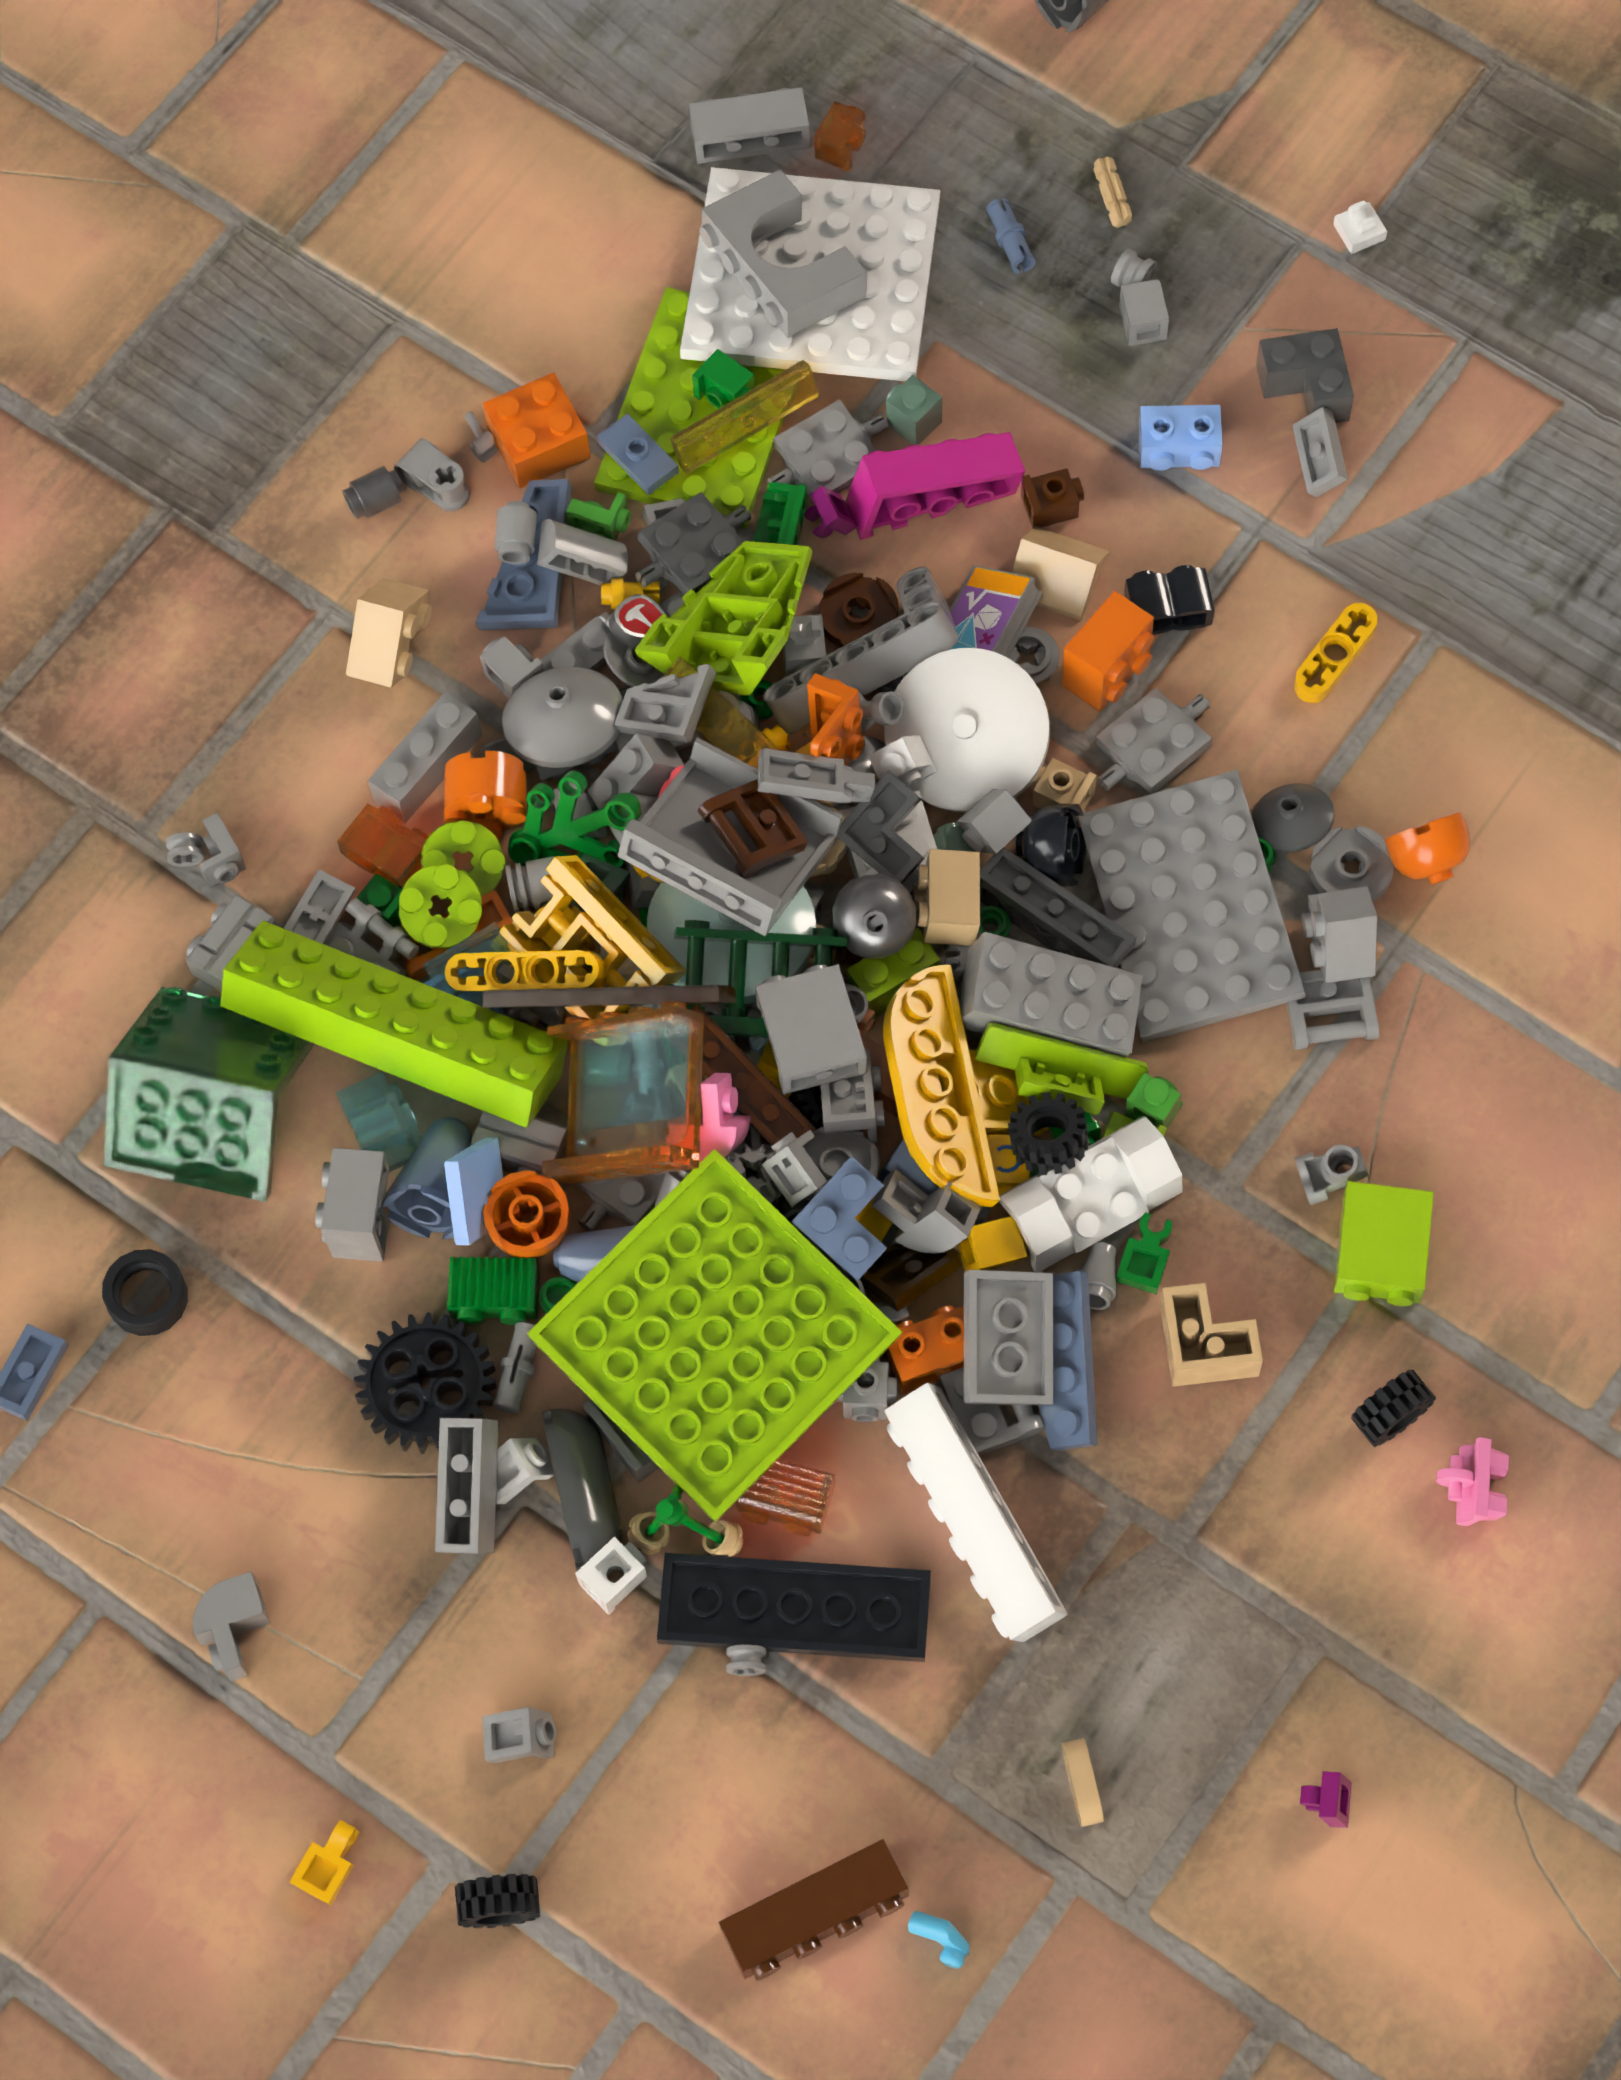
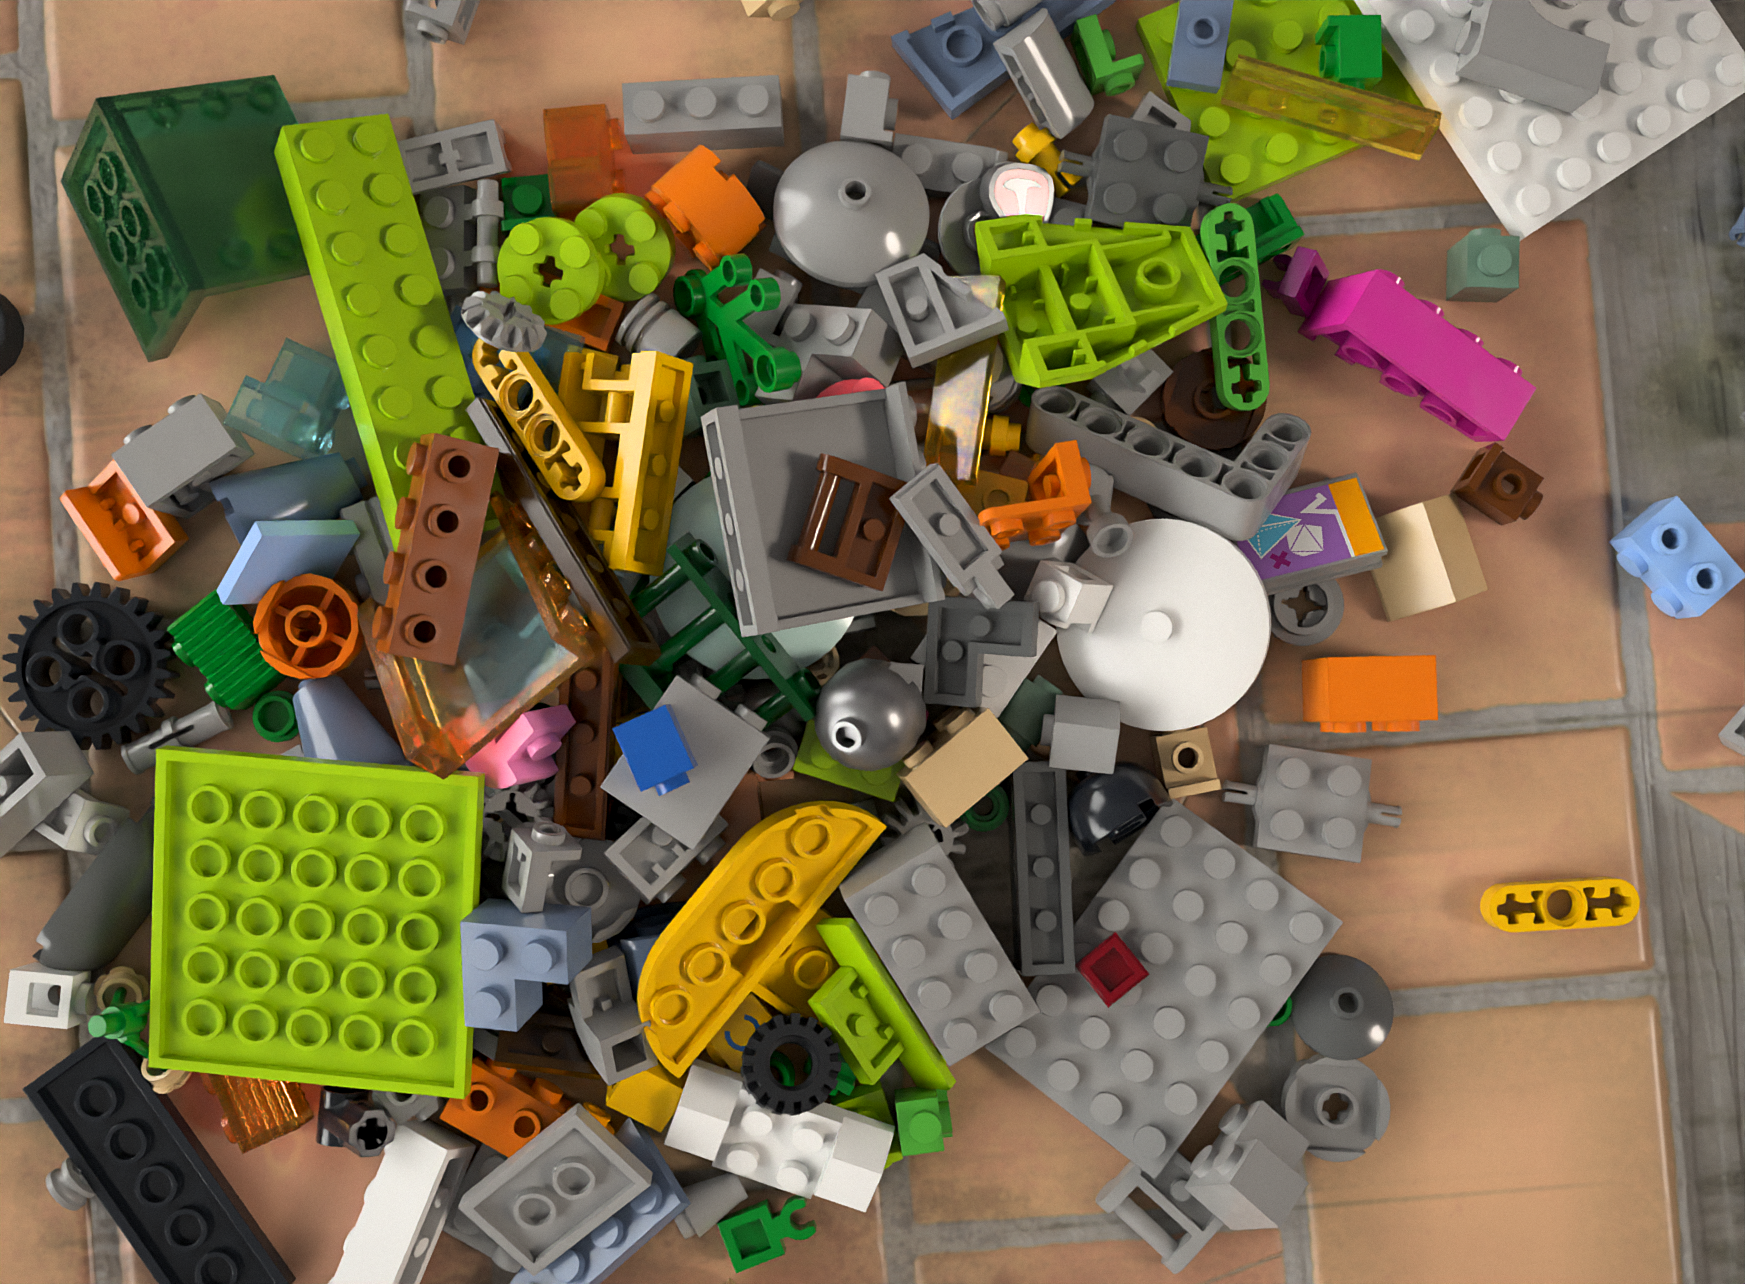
camera: 45 degrees right, 20 degrees up
(229, 930) = (366, 91): light grey brick -> none
(354, 1285) = (120, 526): none -> orange bracket
(451, 944) = (503, 322): none -> light grey gear
(557, 1072) = (436, 548): none -> dark orange brick
(789, 1019) = (656, 750): none -> blue brick
(821, 547) = (1245, 307): none -> bright green beam
(826, 448) = (1366, 217): light grey plate -> none
(854, 1445) = (352, 1121): none -> black piece
(1153, 918) = (1111, 969): none -> dark red tile
(1174, 599) = (1483, 699): black brick -> none
(1430, 849) = (1416, 1177): orange cylinder -> none

